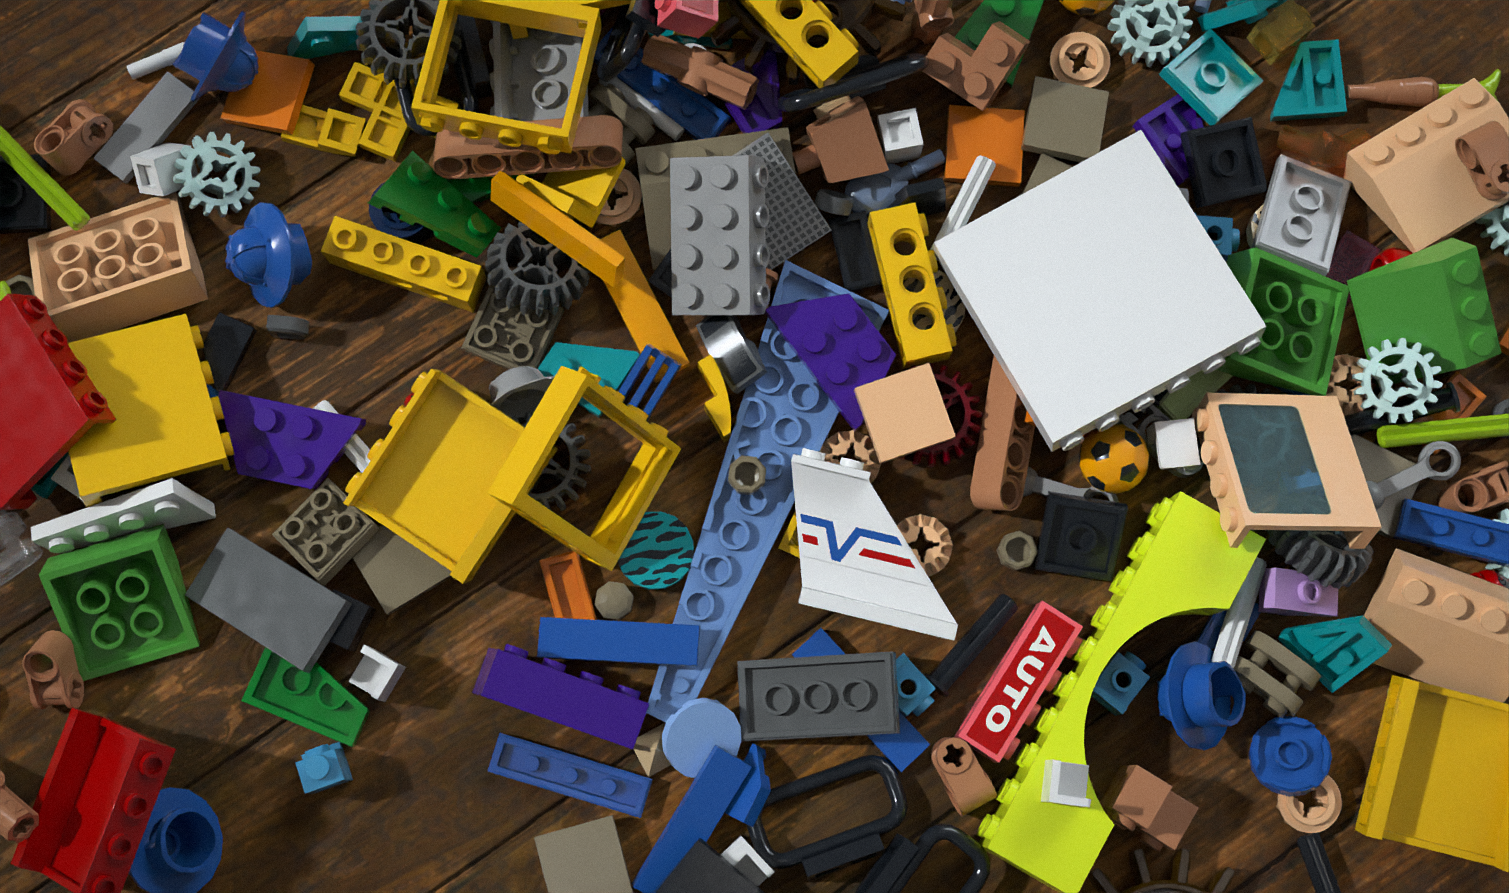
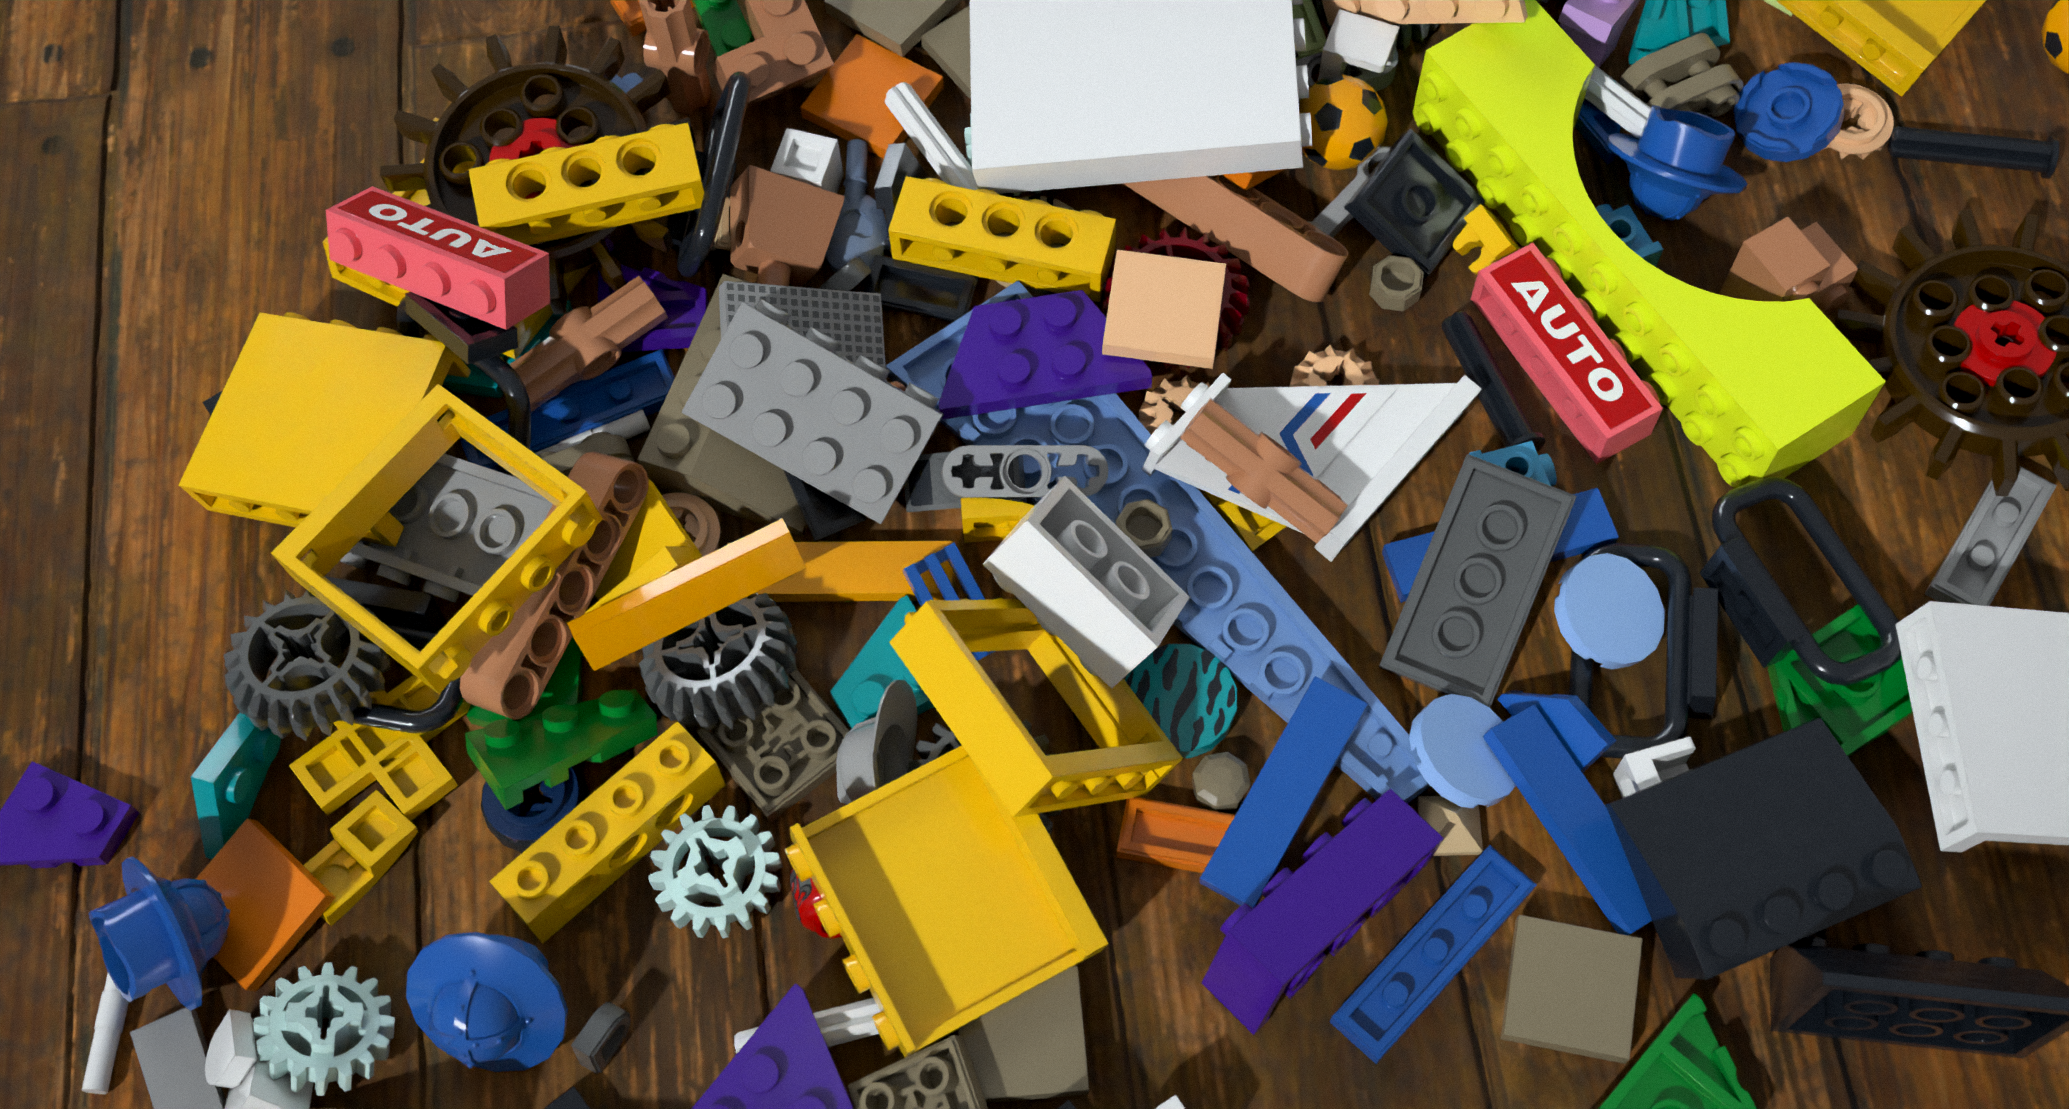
camera: 55 degrees left, 15 degrees down
(180, 132) = (231, 1051): none -> white tile
(405, 350) = (698, 885): none -> light aqua gear
(683, 459) = (1087, 583): none -> white brick
(750, 414) = (981, 458): none -> light grey beam
(814, 530) = (1263, 470): none -> nougat piece
(843, 787) = (1609, 611): none -> light blue tile
(964, 781) = (1657, 468): nougat piece -> none
(1065, 783) = (1737, 321): white panel -> none
(1081, 599) = (1484, 231): none -> yellow tile

